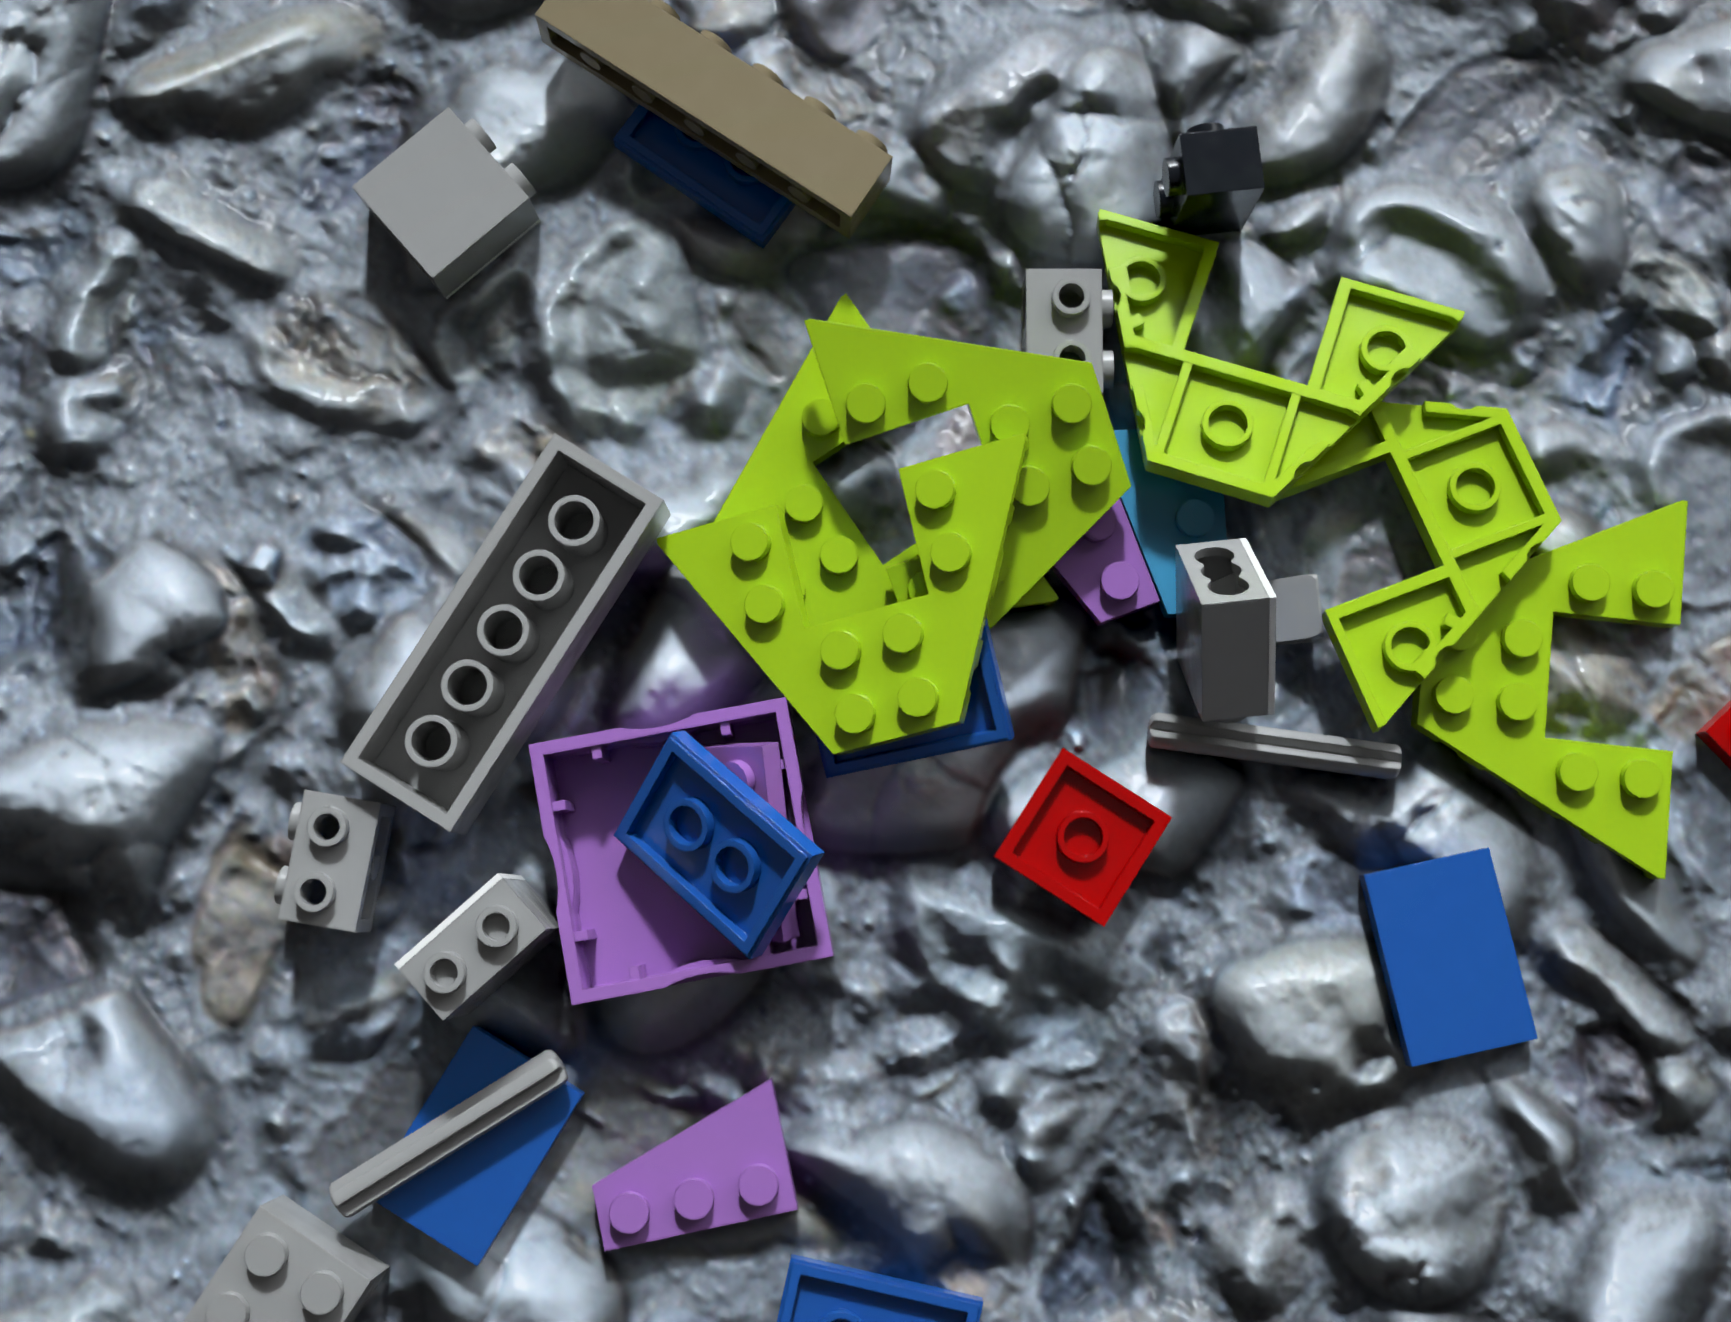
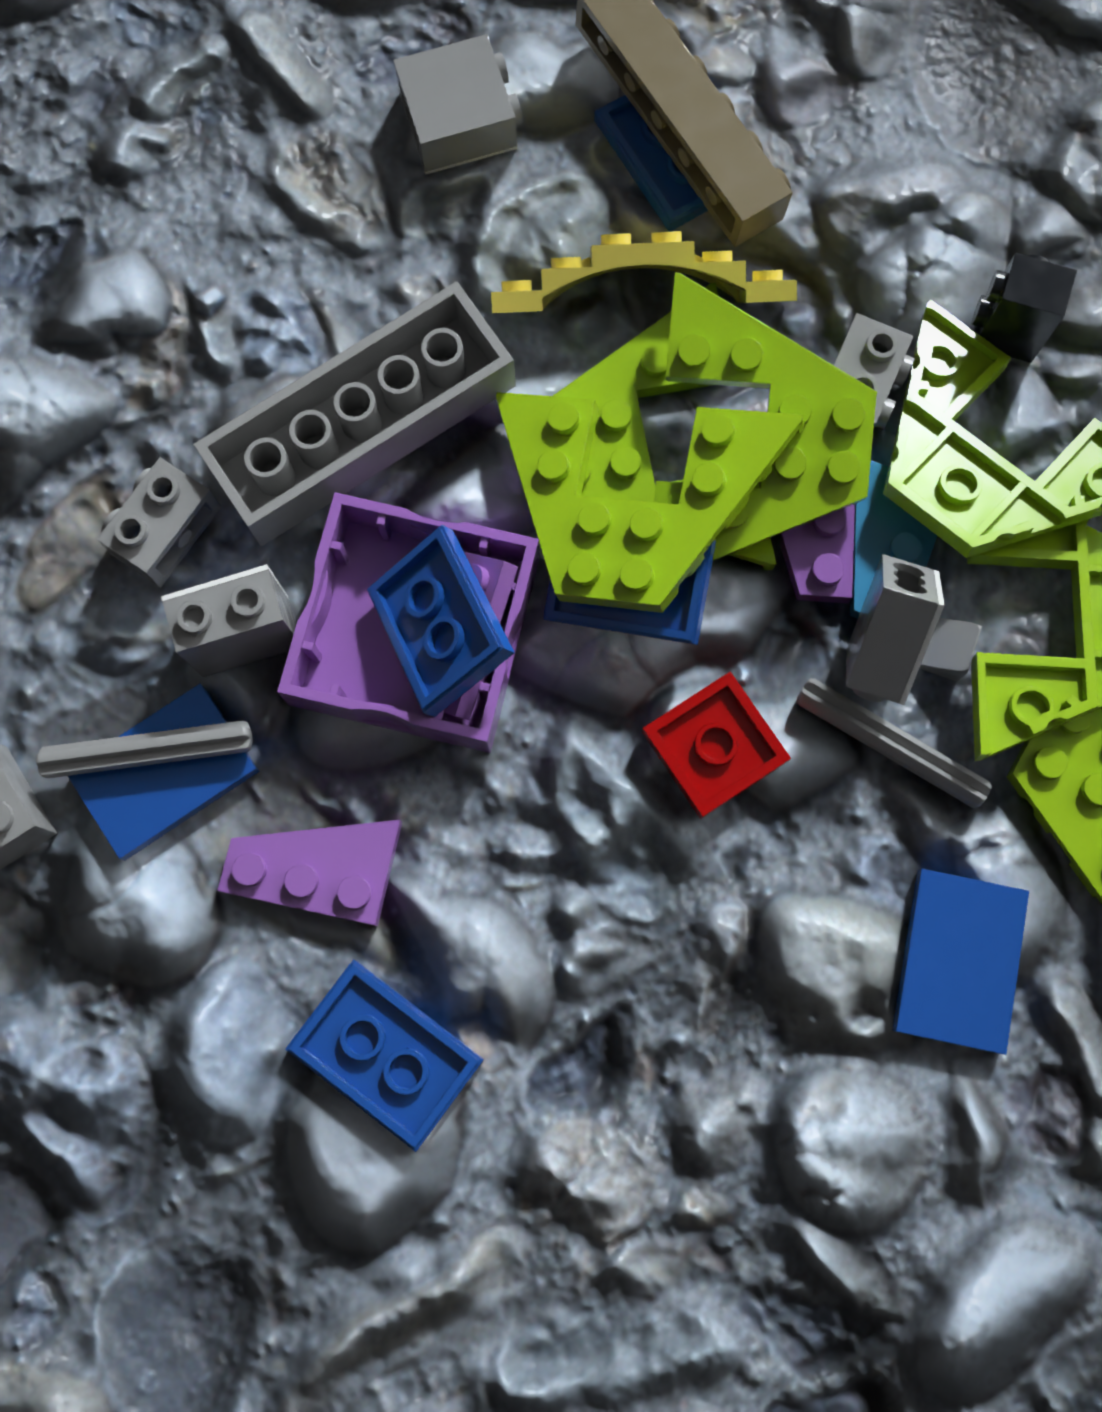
camera: 25 degrees right, 5 degrees down
(725, 313) = (664, 253): none -> light yellow piece

